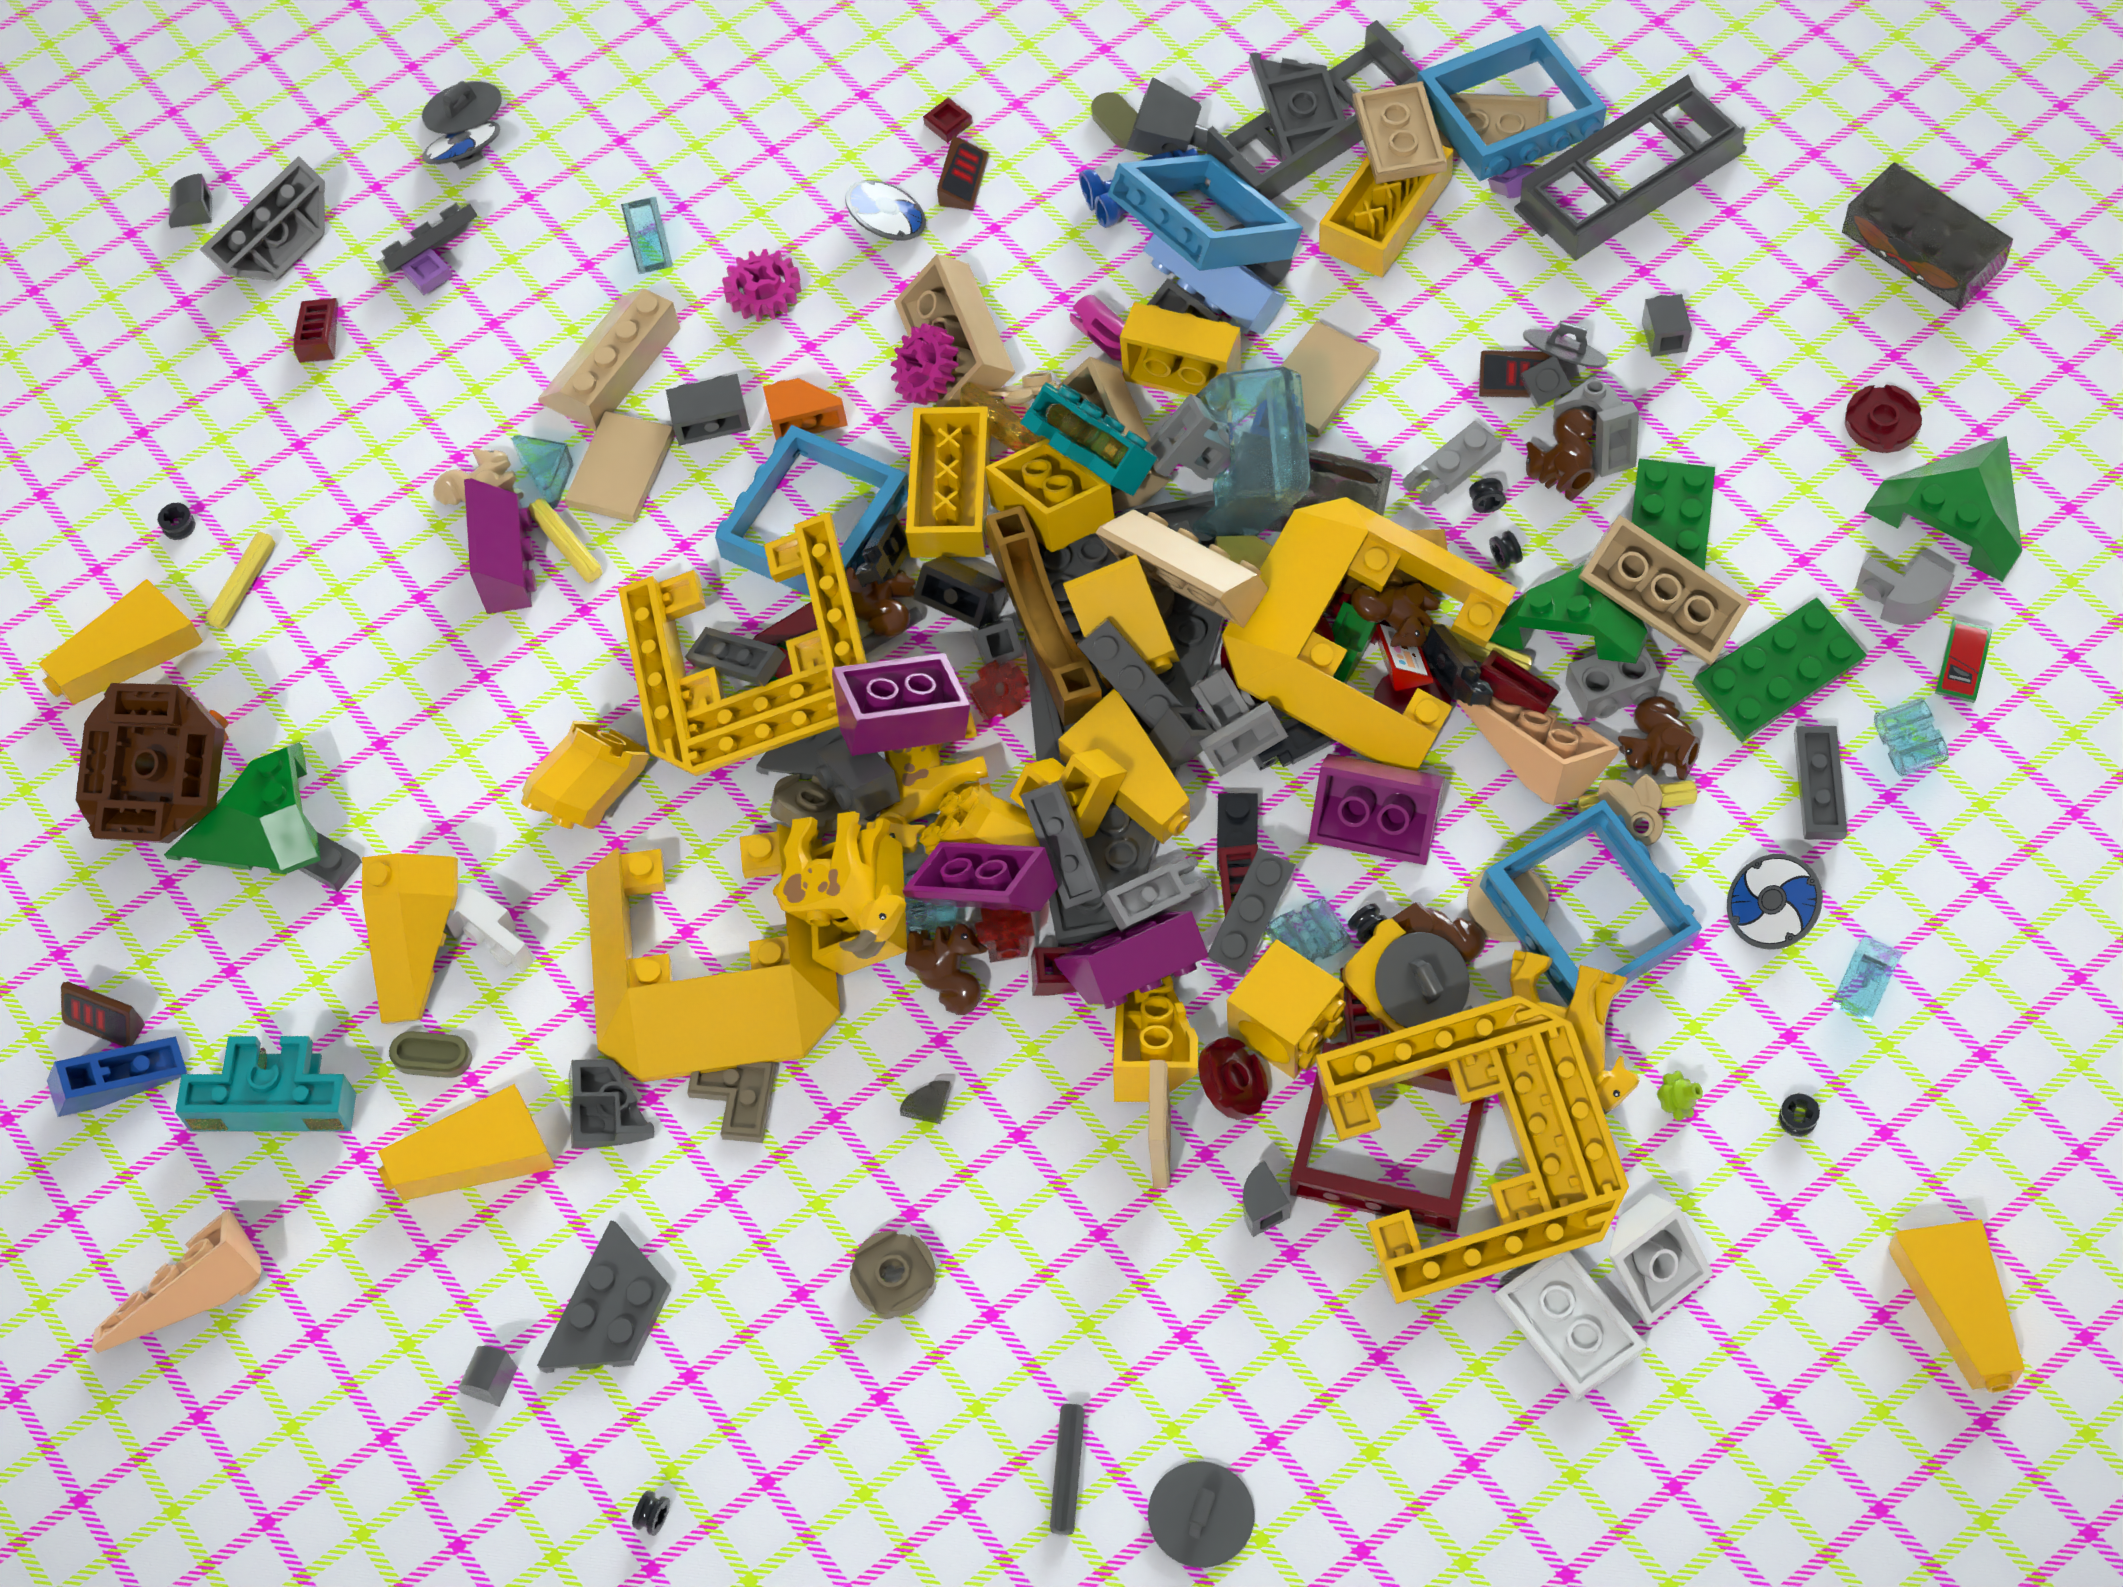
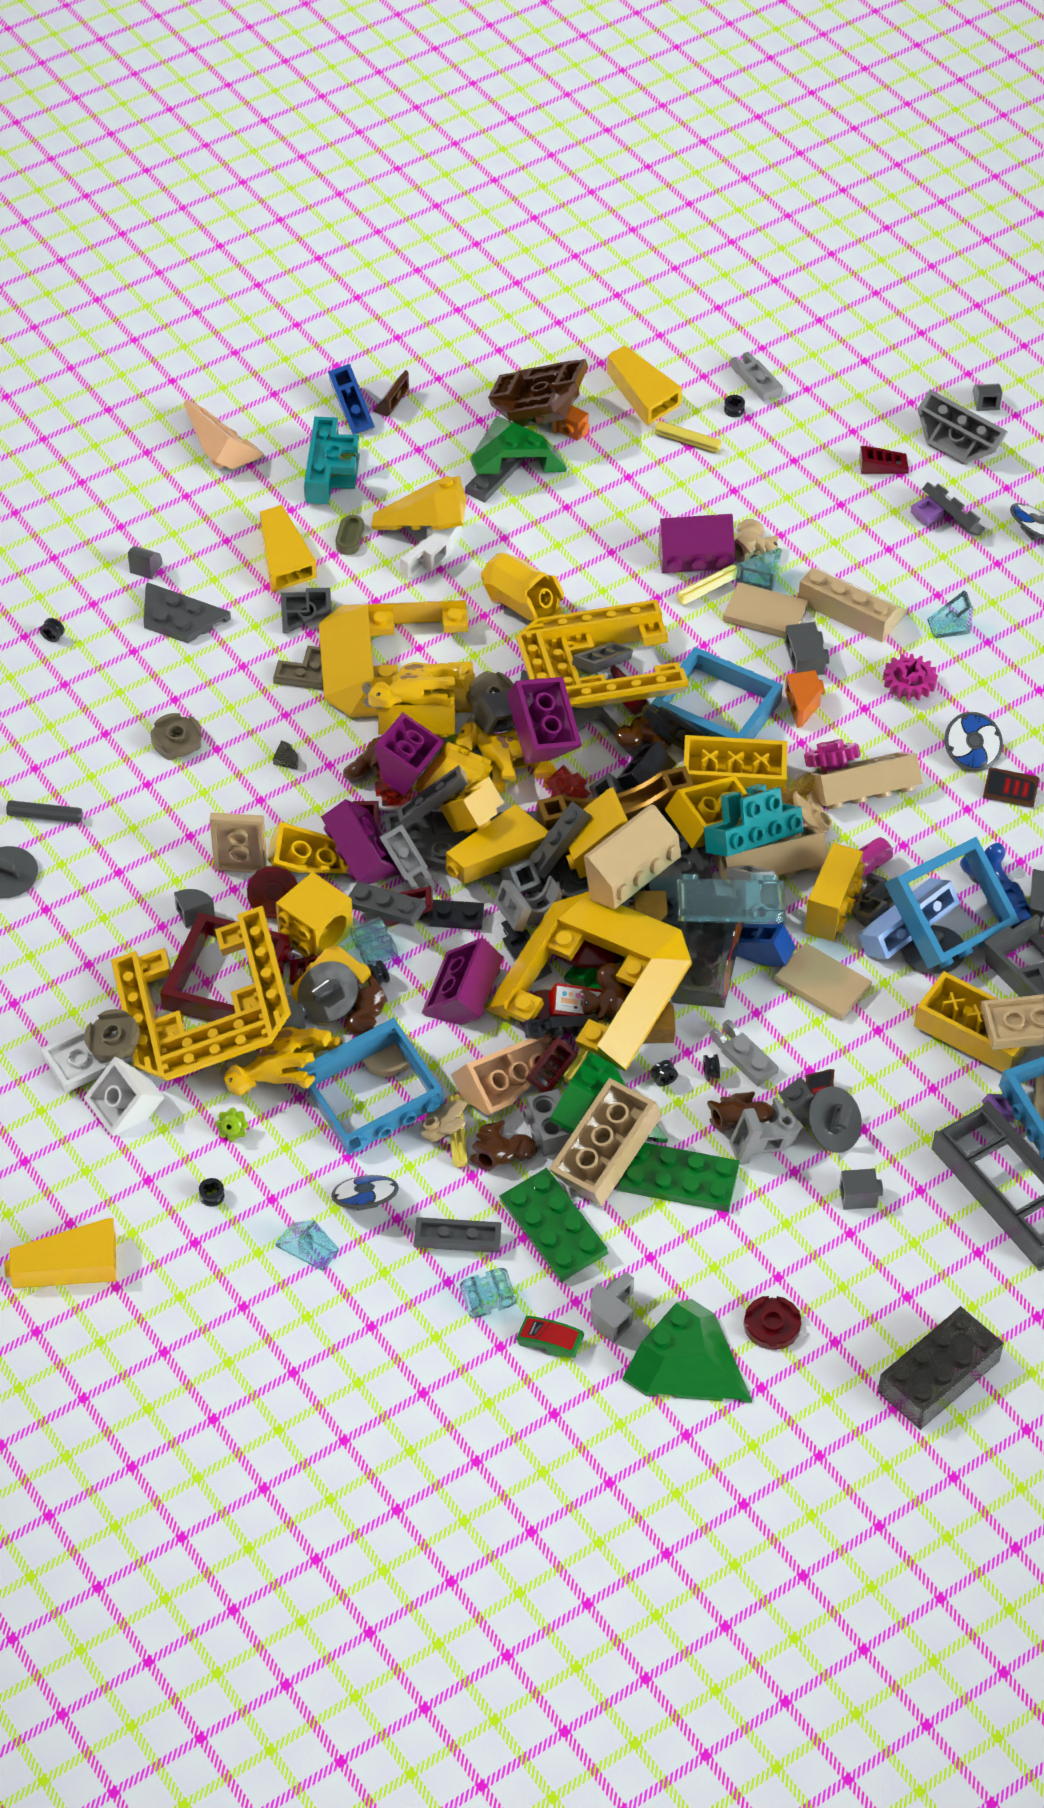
camera: 85 degrees right, 10 degrees down
(113, 493) = (756, 376): none -> light grey hinge
(1574, 1256) = (120, 1046): none -> dark tan plate

